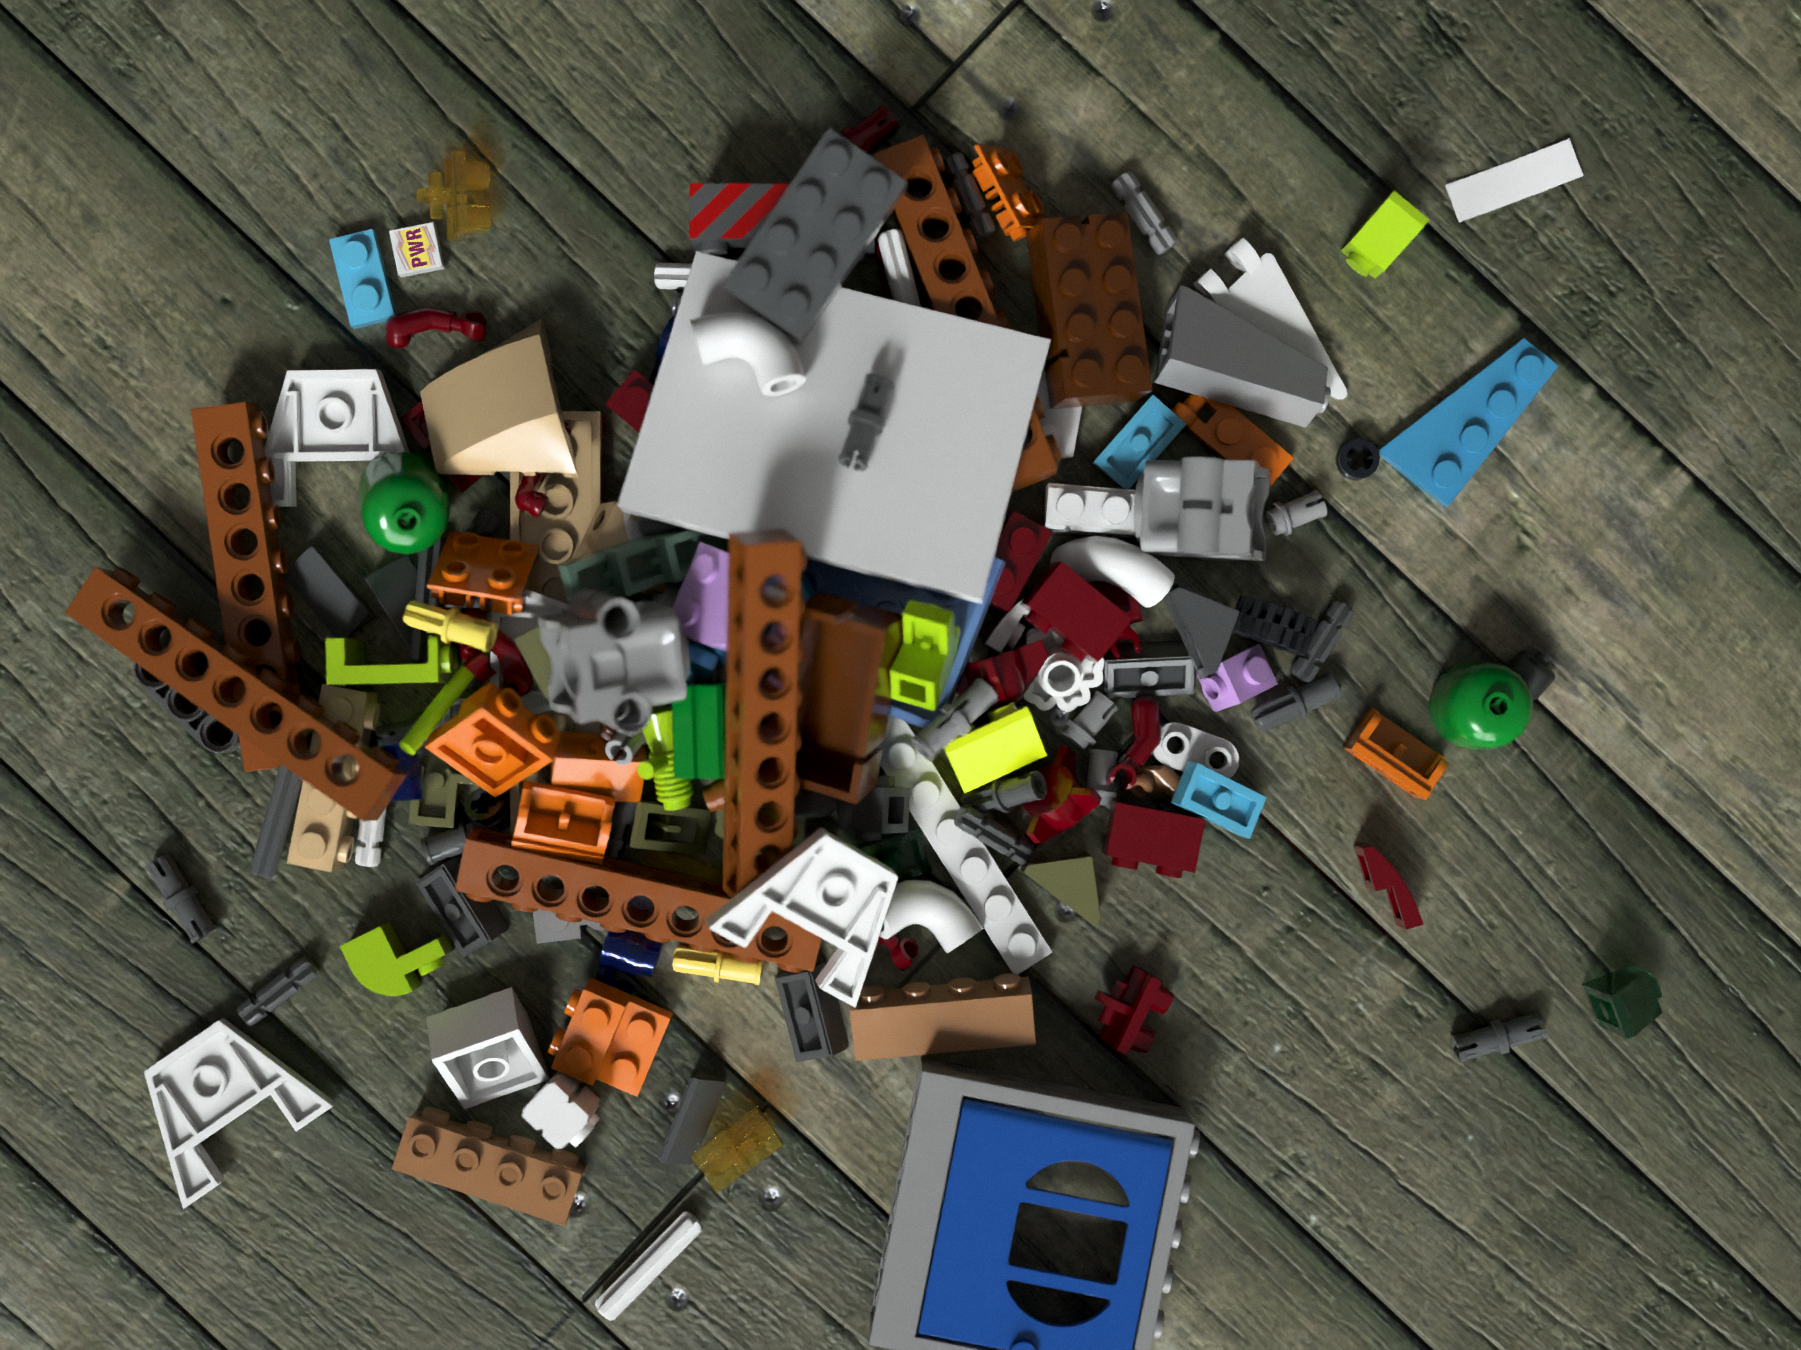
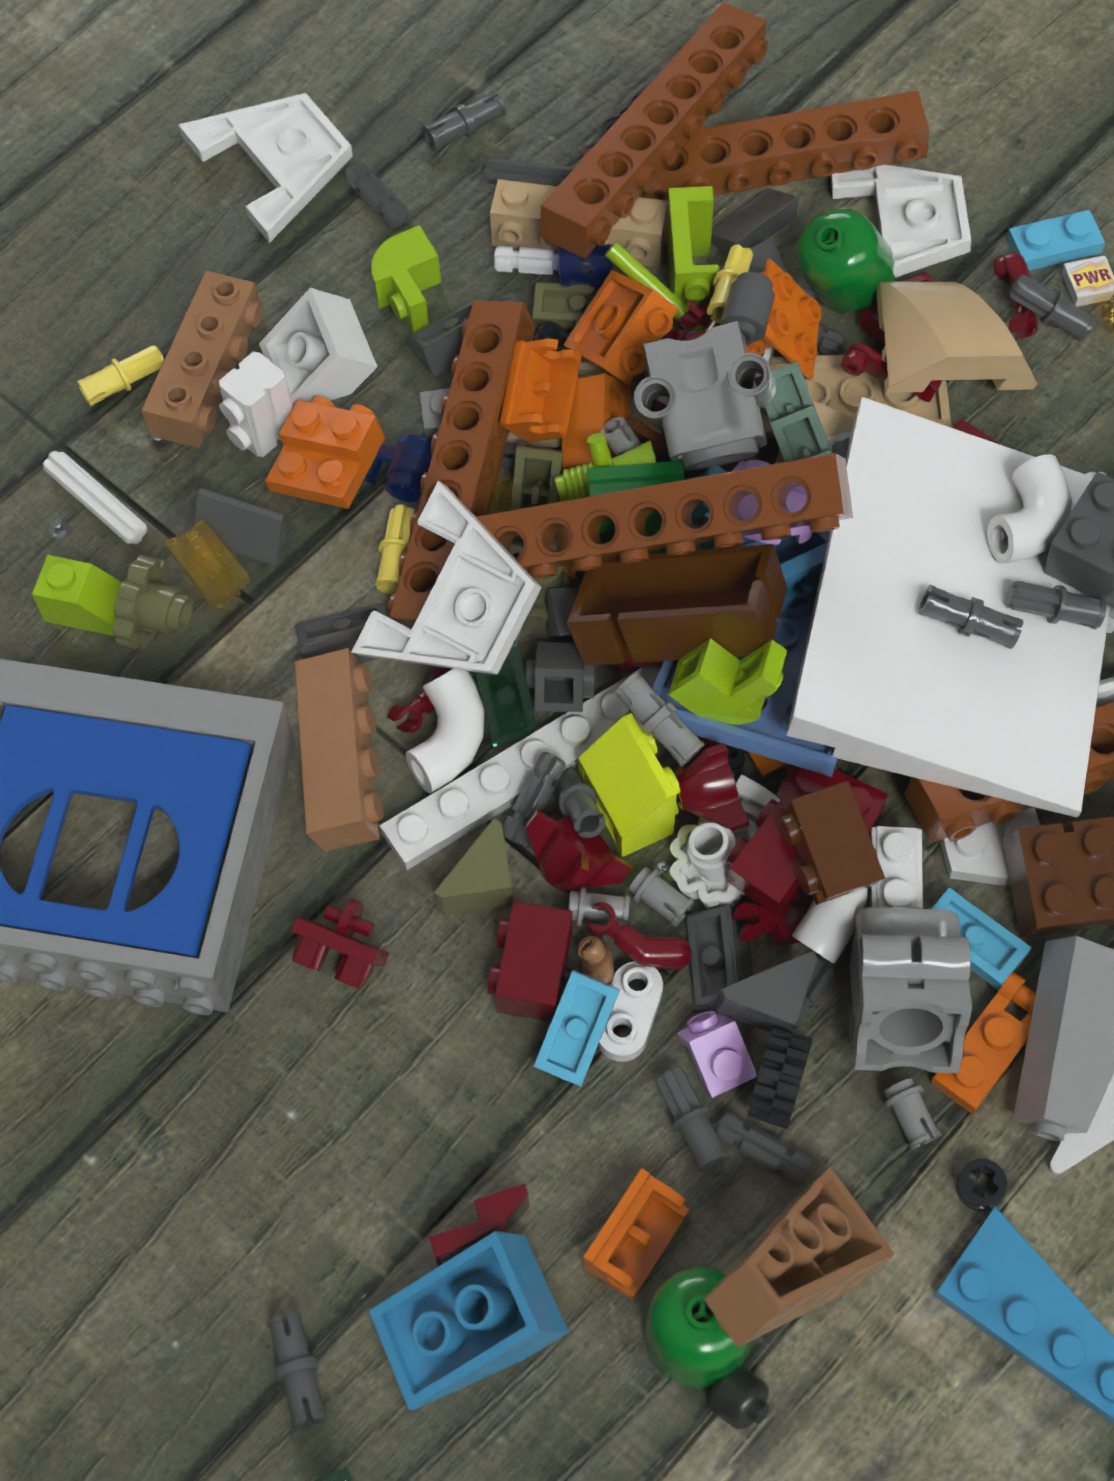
camera: 90 degrees right, 25 degrees down
(459, 294) = (1052, 307): none -> dark grey axle
(501, 611) = (750, 304): none -> dark grey brick
(503, 1249) = (120, 375): none -> light yellow axle
(770, 1262) = (76, 595): none -> lime slope
(789, 1202) = (149, 604): none -> olive plant
(844, 338) = (1056, 604): none -> dark grey axle
(1090, 570) = (830, 843): none -> reddish brown brick
(1448, 623) = (800, 1262): none -> medium nougat wedge
(1465, 894) = (468, 1319): none -> dark azure slope

